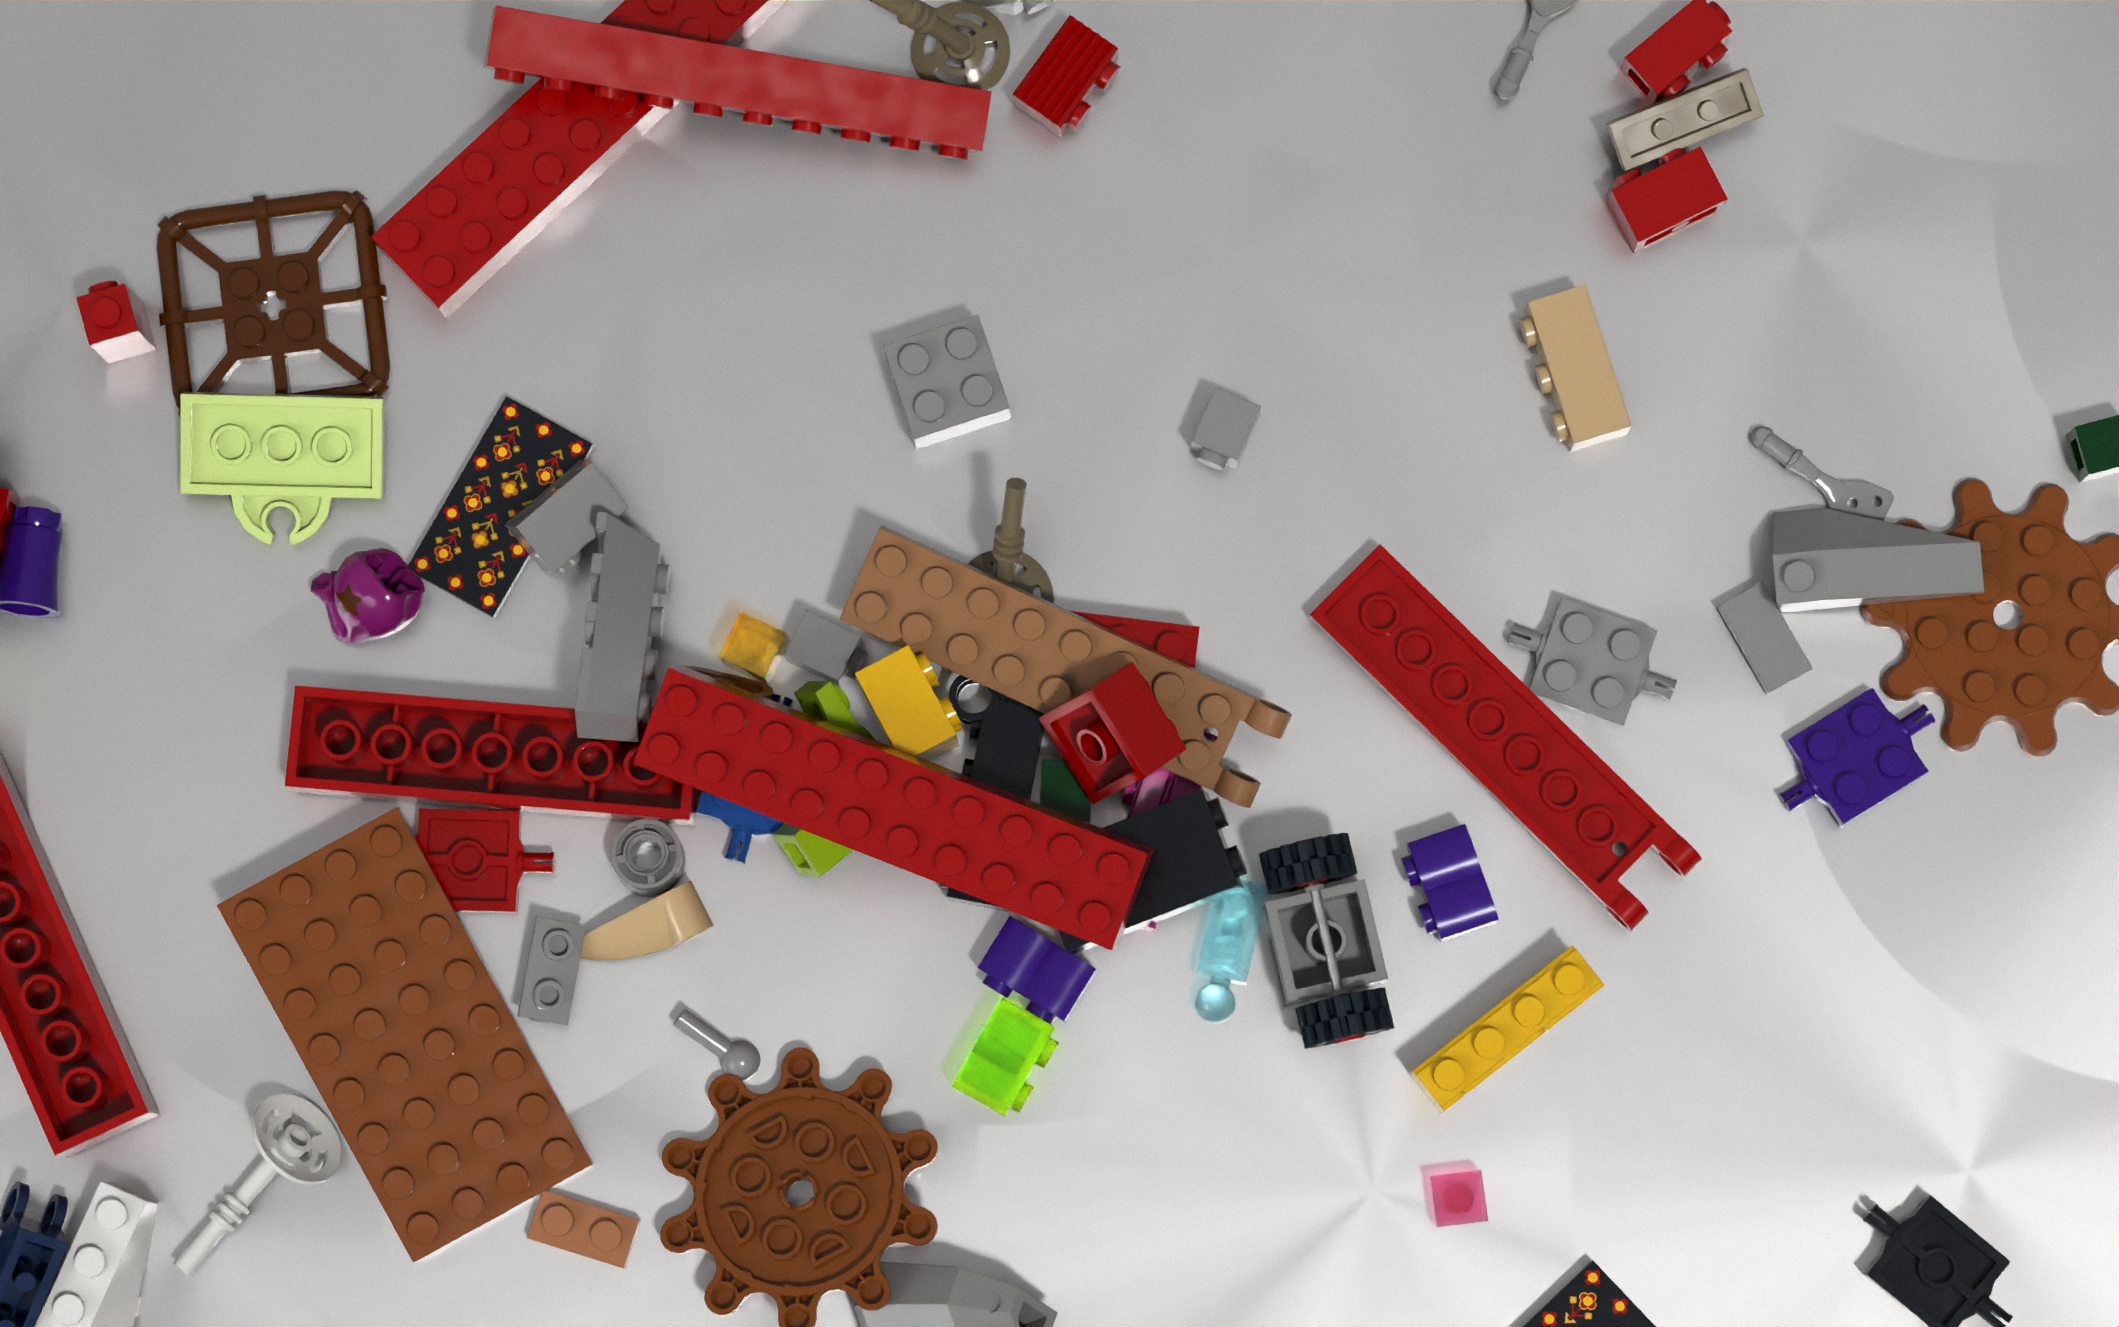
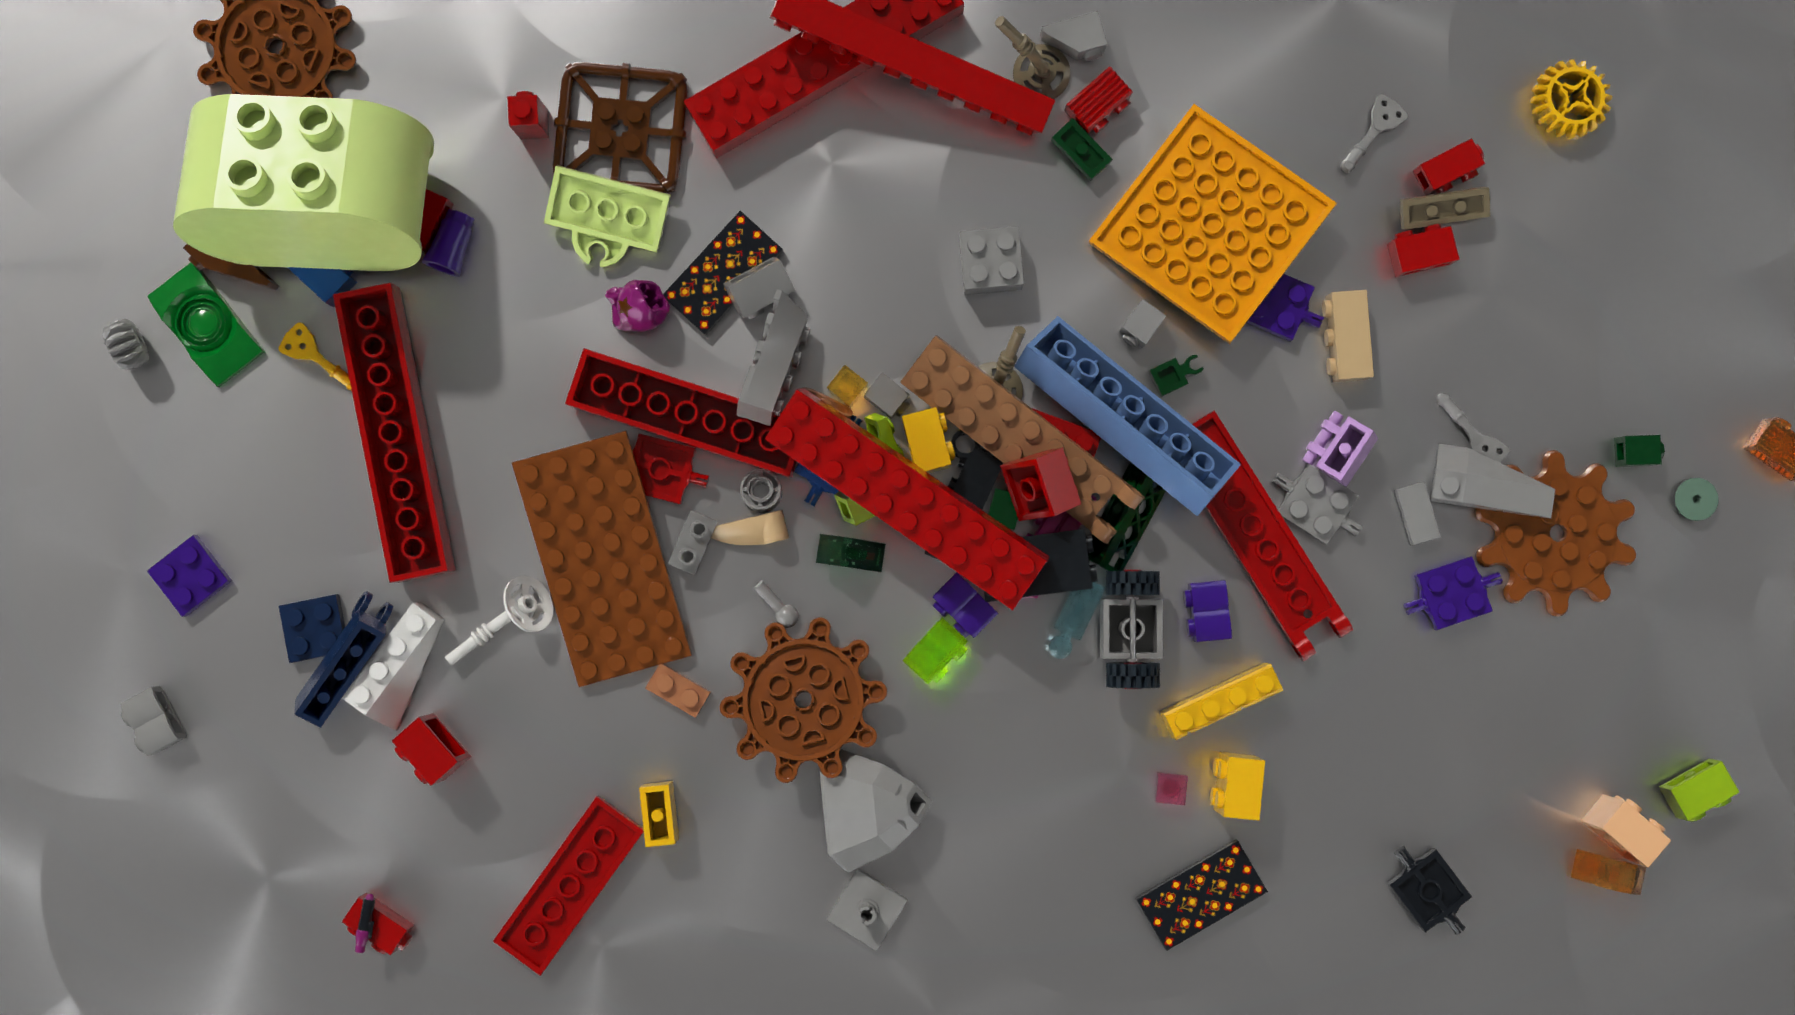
camera: 10 degrees right, 5 degrees up
(823, 926) = (850, 553): none -> clear green slope
(1056, 162) = (1081, 149): none -> dark green plate
(1232, 585) = (1127, 415): none -> medium blue brick
(1265, 757) = (1122, 517): none -> dark green fence
(1295, 503) = (1171, 375): none -> dark green plate
(1302, 235) = (1212, 223): none -> light orange plate
(1442, 341) = (1286, 309): none -> dark purple plate
(1566, 1163) = (1238, 785): none -> yellow brick
(1615, 561) = (1345, 452): none -> lavender brick

